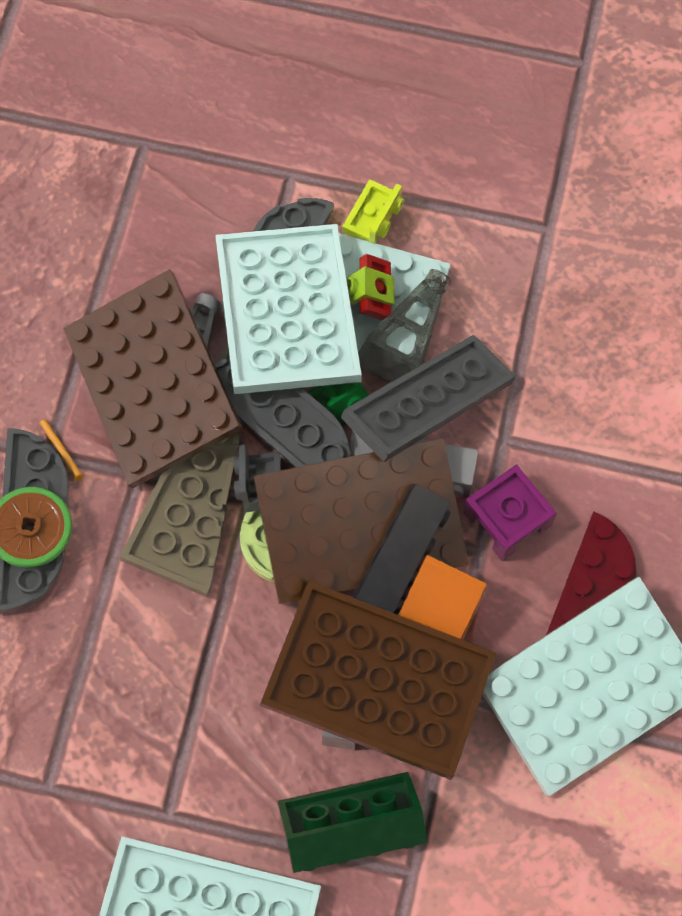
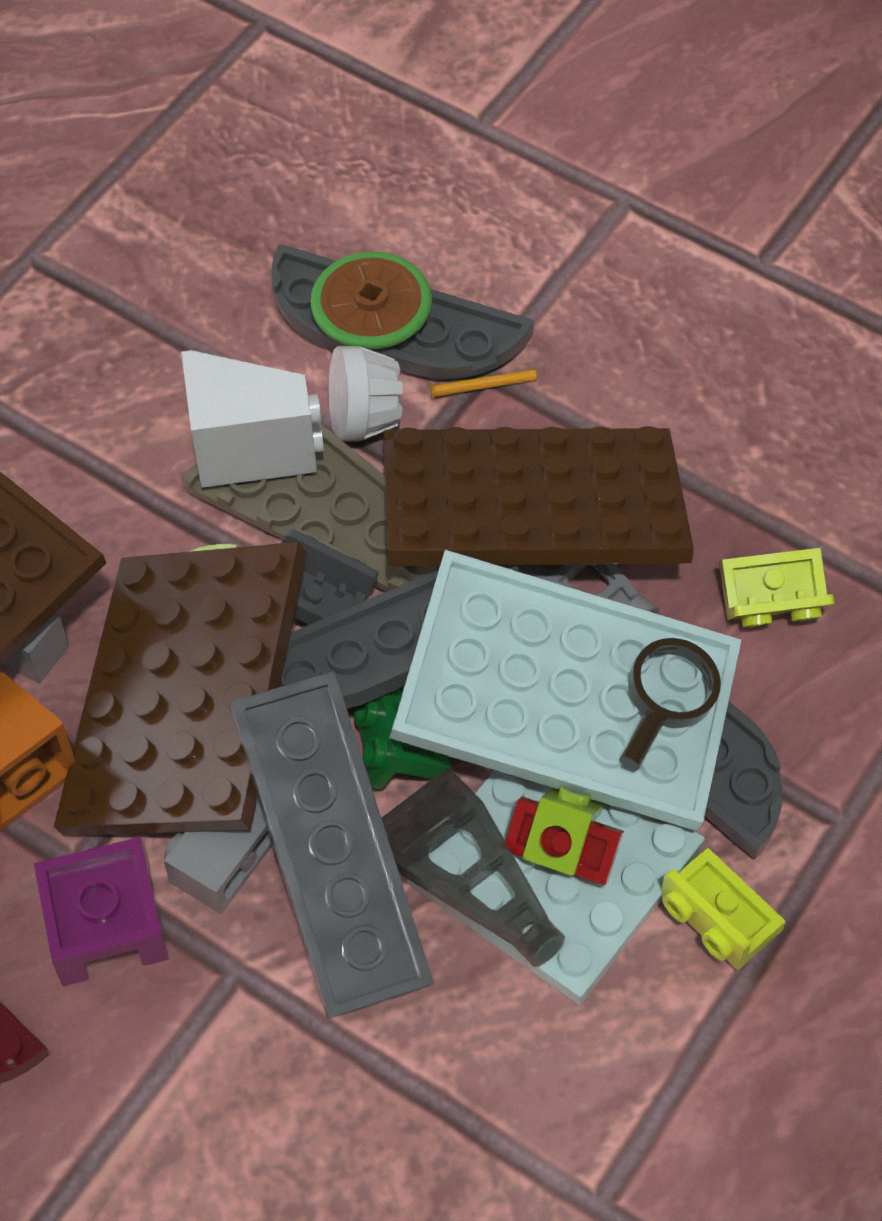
camera: 115 degrees right, 10 degrees down
(109, 505) = (363, 393): none -> white piece
(162, 238) = (773, 586): none -> neon yellow bracket
(170, 551) = (249, 420): none -> white slope
(290, 256) = (654, 714): none -> dark brown piece
(402, 549) = (102, 712): black brick -> none

